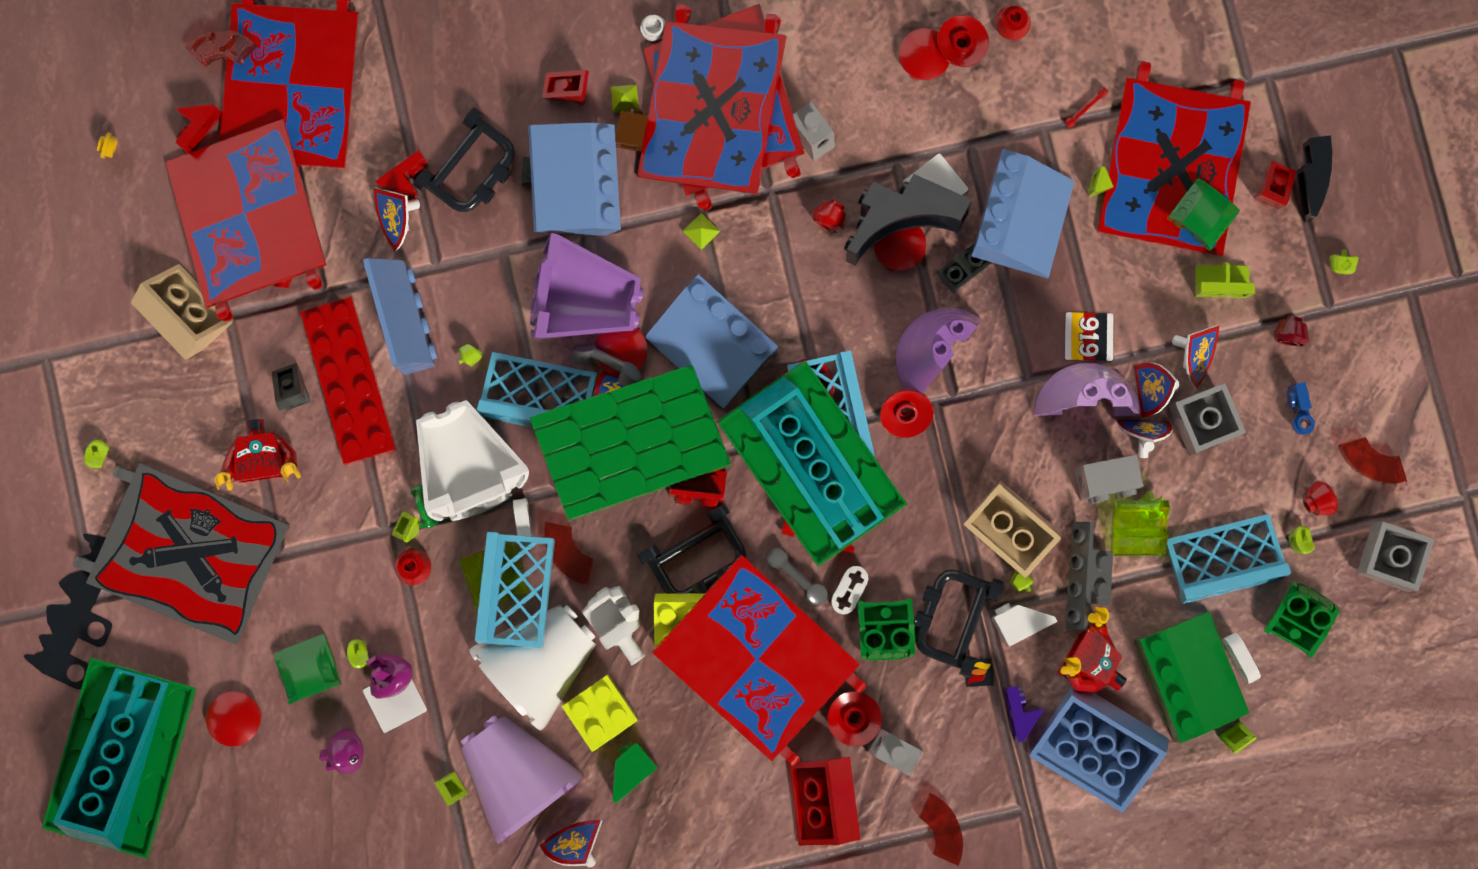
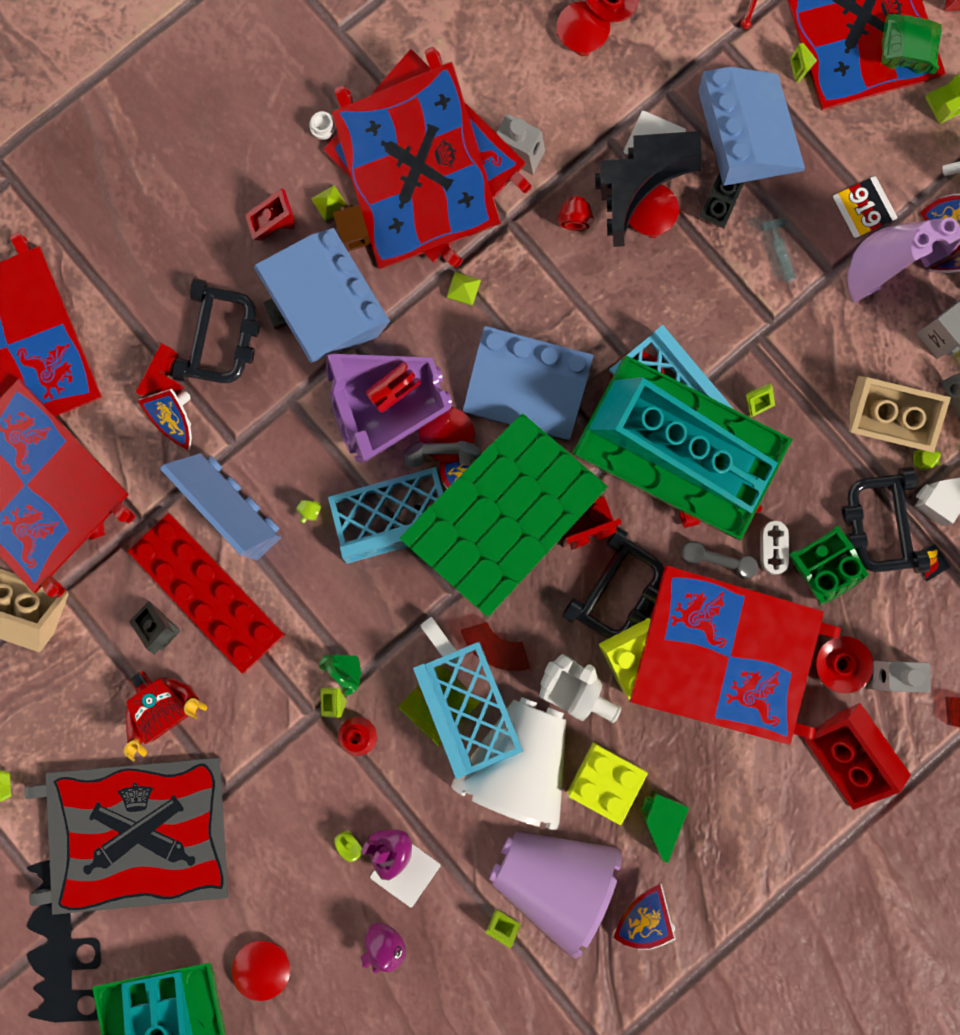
camera: 25 degrees left, 0 degrees up
(307, 668) = (308, 886): green slope -> none
(464, 464) = (357, 614): white cone -> none
(593, 287) = (392, 387): none -> red arm
(904, 457) = (760, 399): none -> lime slope
(910, 422) = (748, 364): red dish -> none
(928, 344) = (736, 285): medium lavender cone -> none
(994, 333) = (780, 248): none -> clear light blue piece

